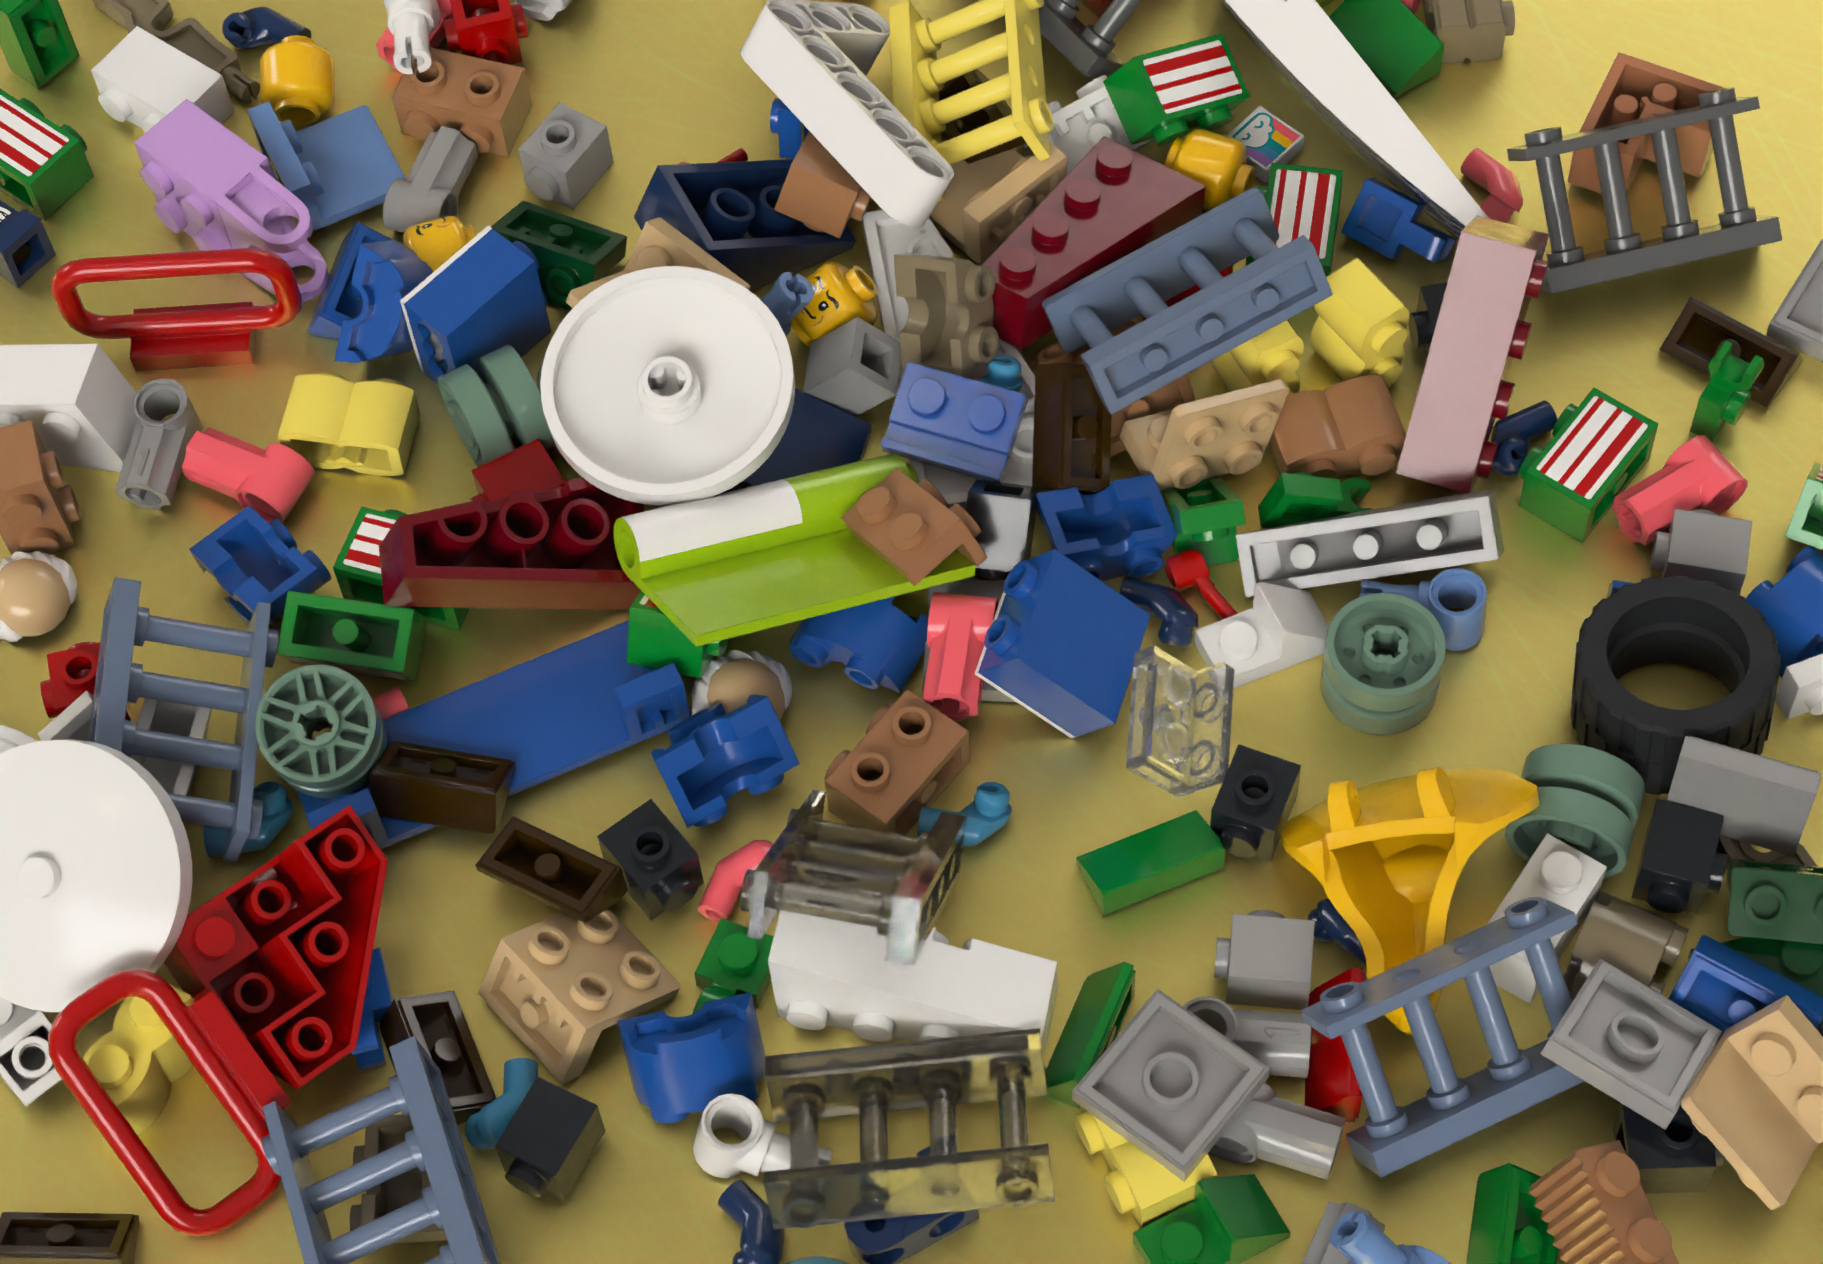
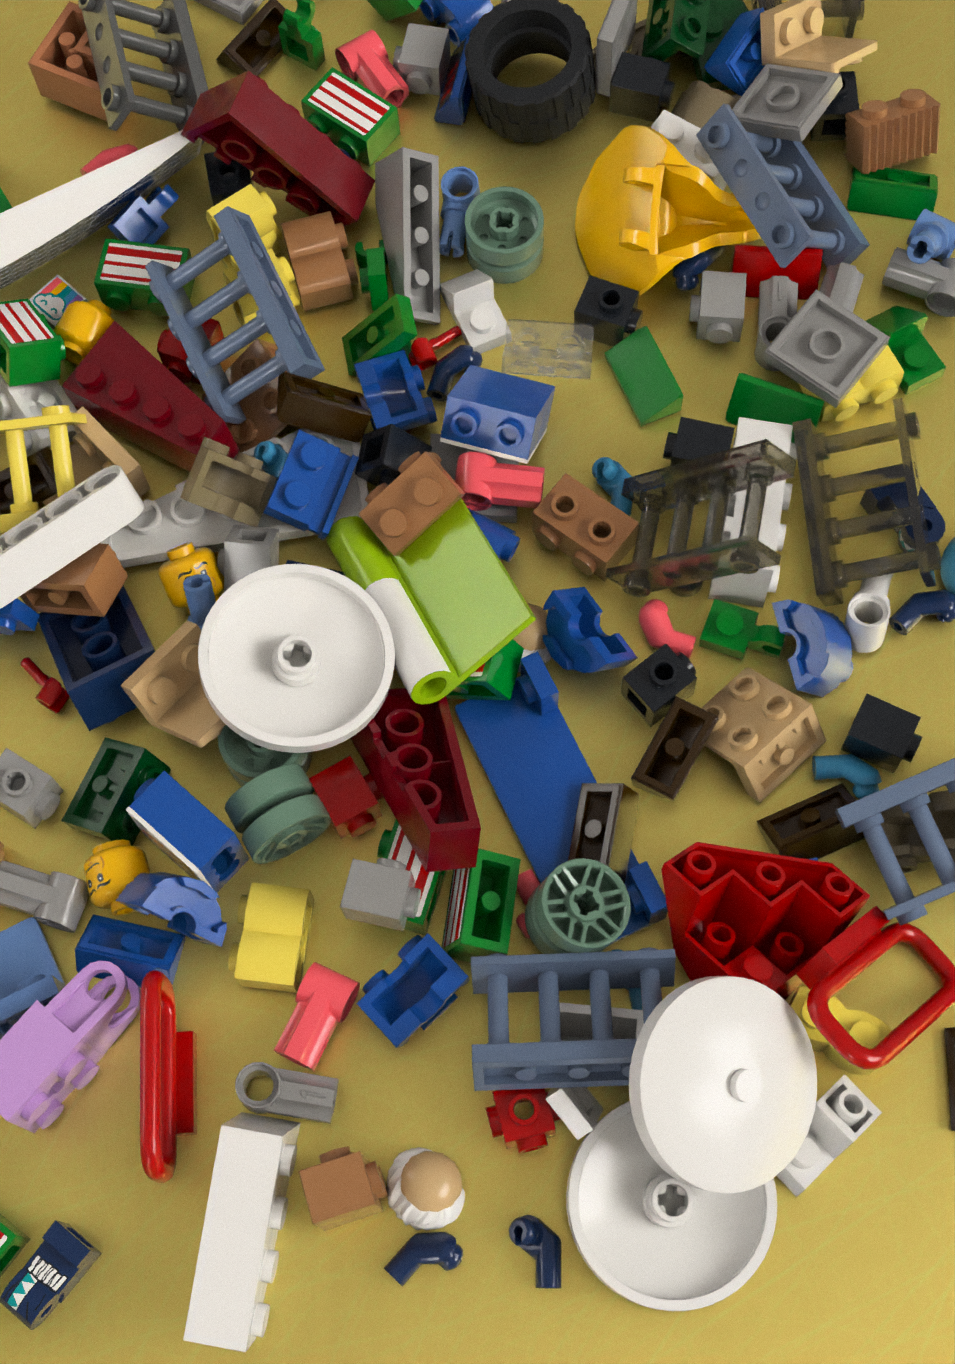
camera: 90 degrees left, 10 degrees up
(362, 502) = (380, 893): none -> light grey brick
(1011, 907) = (696, 440): none -> black brick
(1206, 436) = (330, 328): tan bracket -> none
(1584, 801) = (609, 118): sand green wheel -> none

